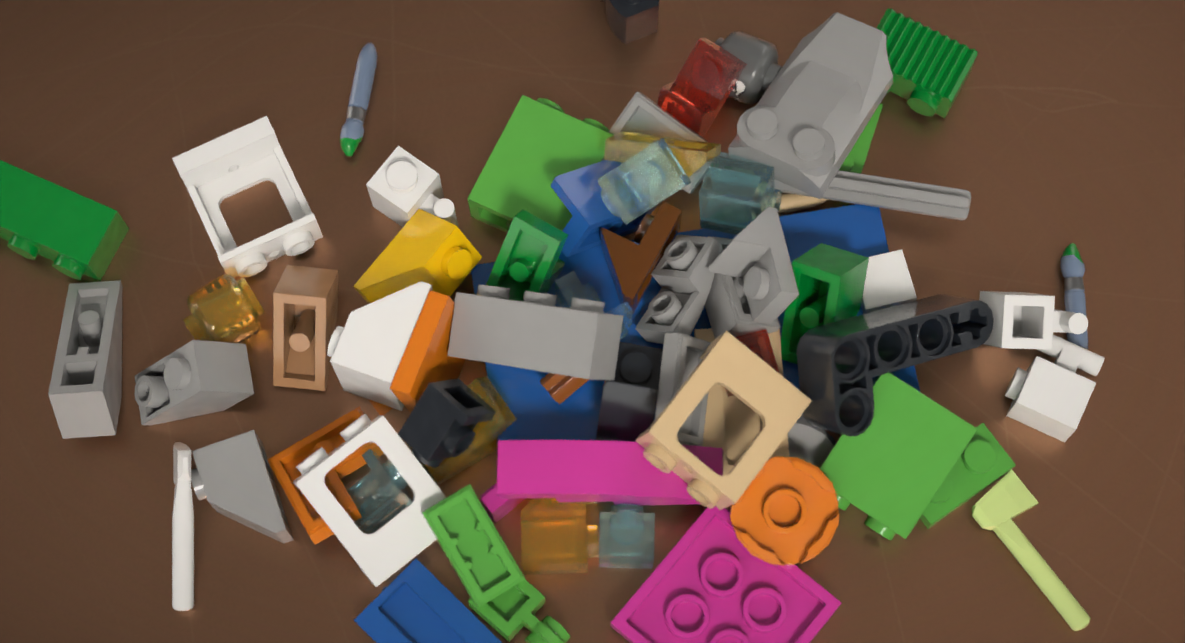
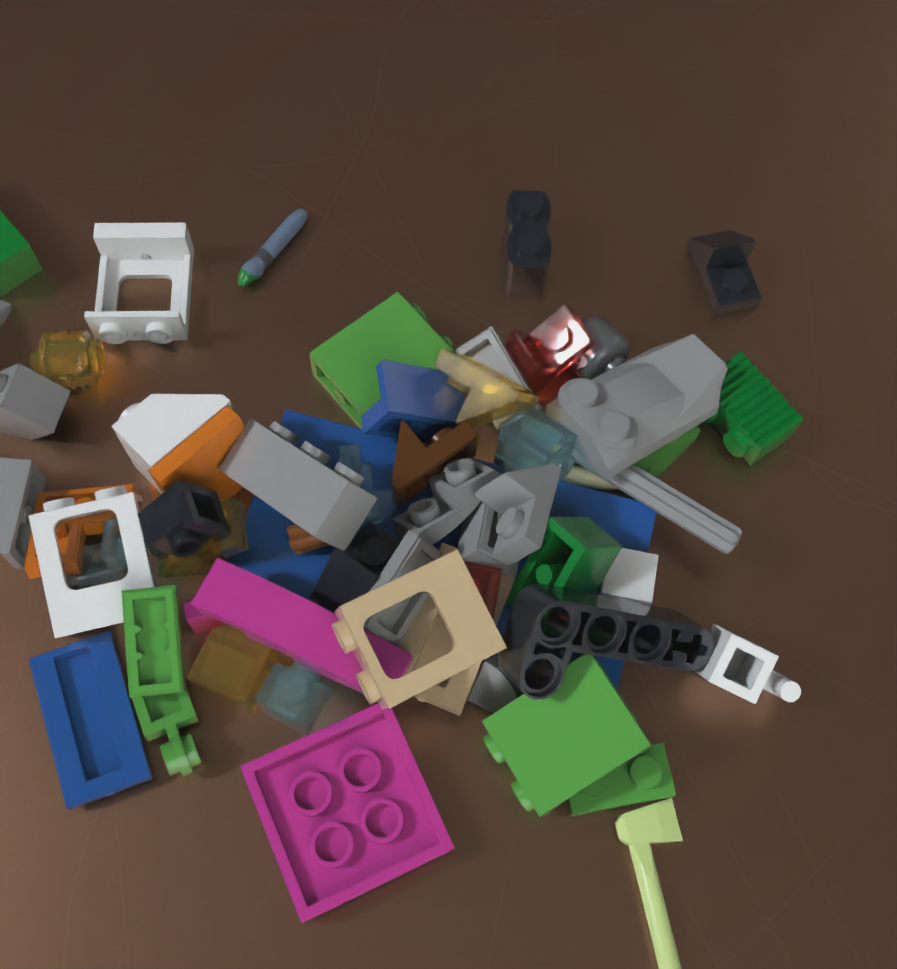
camera: 20 degrees right, 5 degrees down
(303, 325) = (123, 380): medium nougat slope -> none
(407, 185) = (269, 332): white brick -> none
(421, 251) = (251, 382): yellow slope -> none
(528, 256) = (330, 417): green slope -> none
(642, 182) = (453, 395): clear light blue bracket -> none
(786, 512) = (441, 739): orange tile -> none
(1052, 394) = (739, 746): white brick -> none
(1074, 297) = (807, 644): sand blue piece -> none

